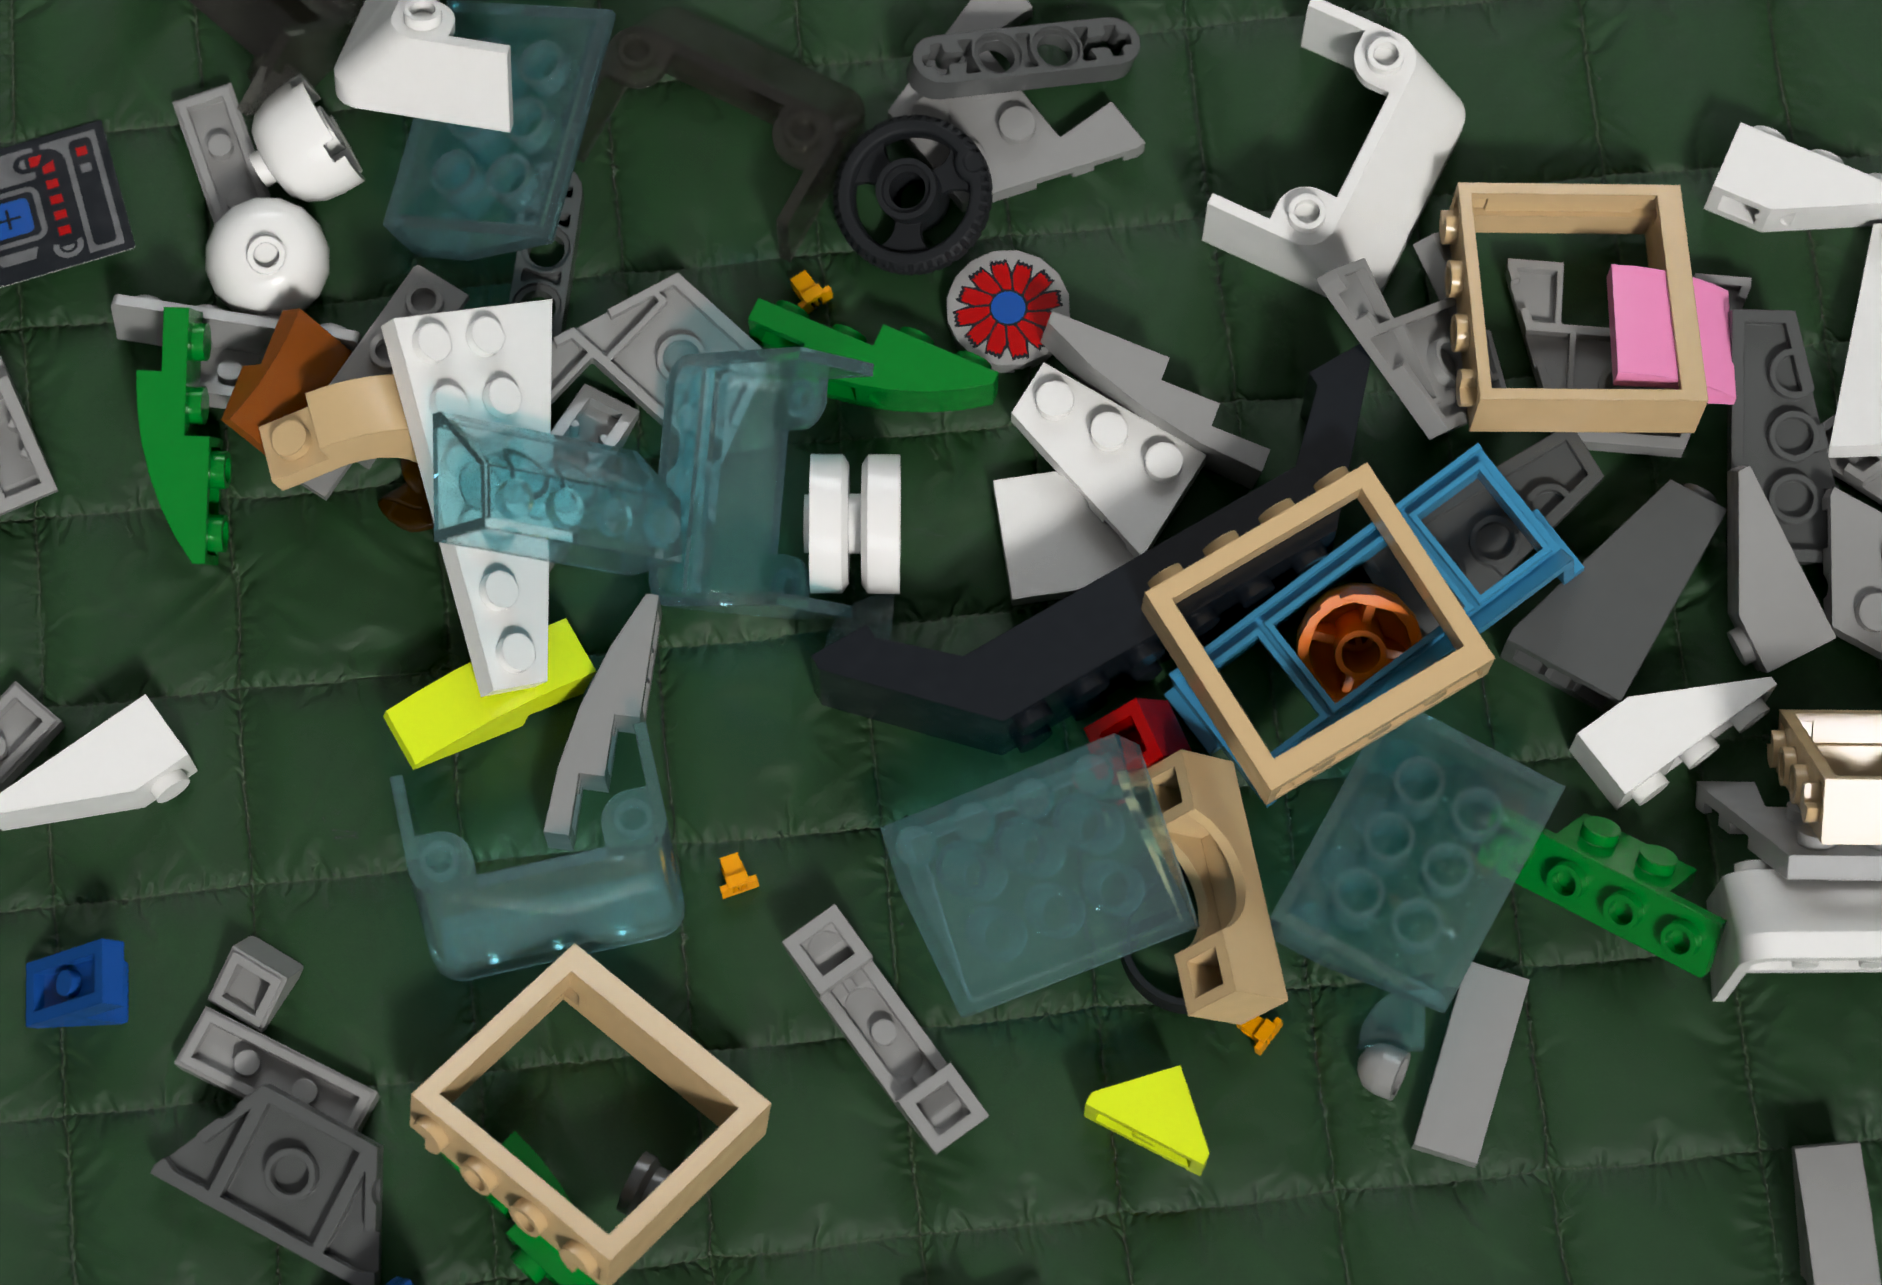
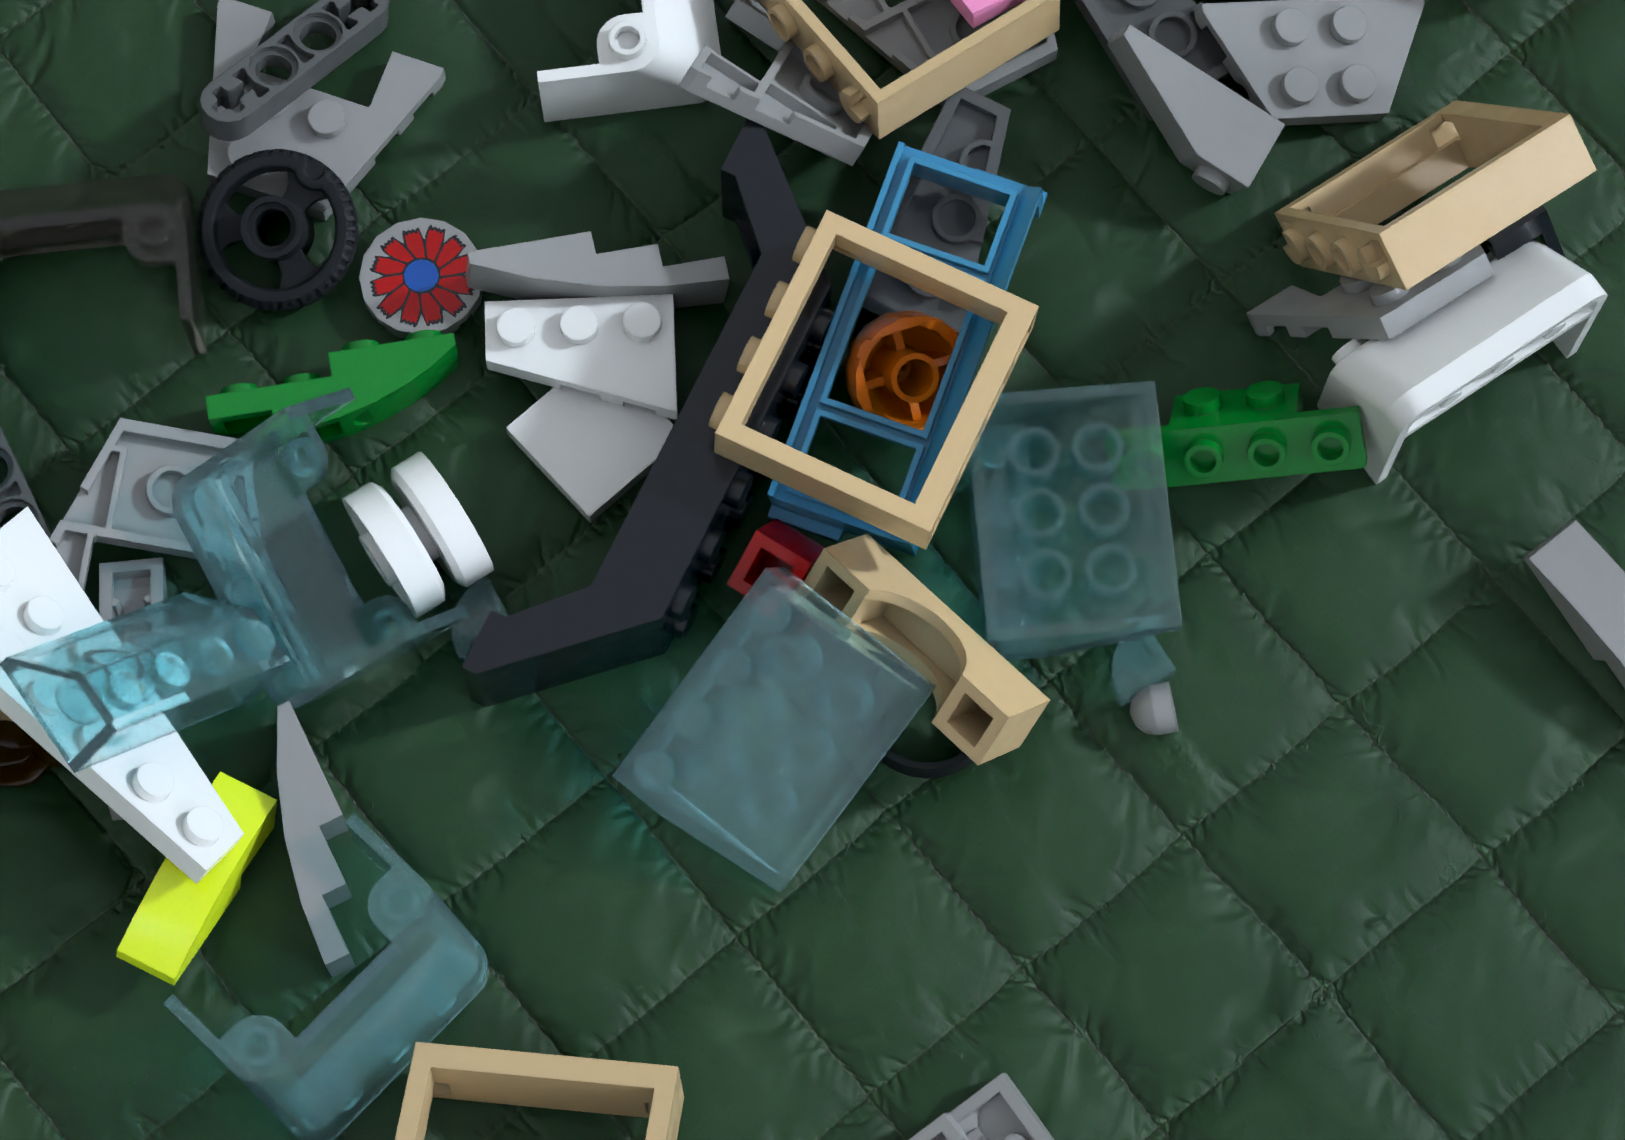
camera: 35 degrees left, 0 degrees up
(735, 876) = (510, 898): light orange piece -> none
(809, 292) = (241, 367): light orange piece -> none
(883, 1030) = (725, 946): light grey slope -> none
(1154, 1114) = (999, 868): neon yellow slope -> none
(1261, 1031) = (1035, 743): light orange piece -> none
(1470, 1064) = (1224, 662): light grey tile -> none
(1607, 618) = (1090, 231): dark grey slope -> none
(1655, 732) = (1186, 295): white slope -> none

